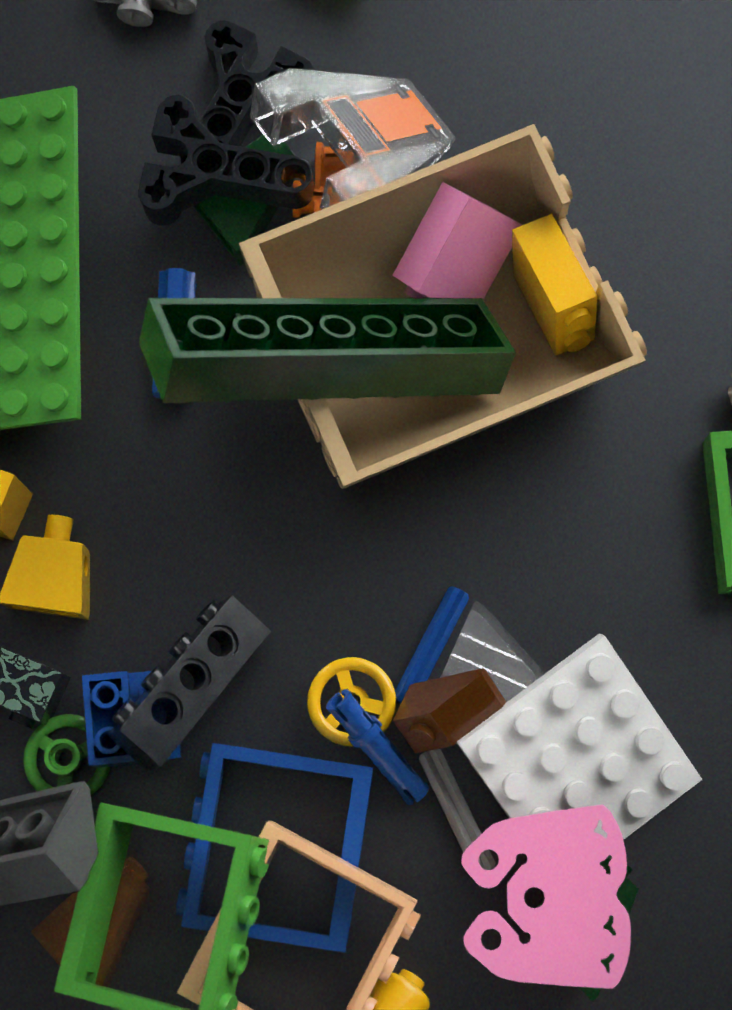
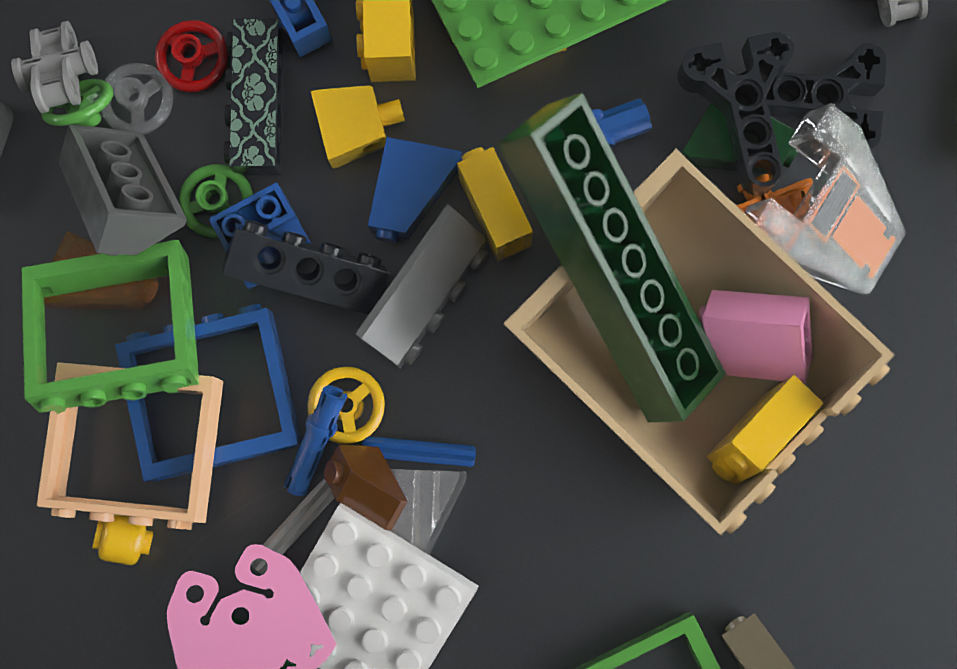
camera: 70 degrees right, 5 degrees up
(145, 543) = (409, 186): none -> blue slope
(205, 458) = (494, 203): none -> yellow brick
(264, 569) = (423, 288): none -> dark grey slope

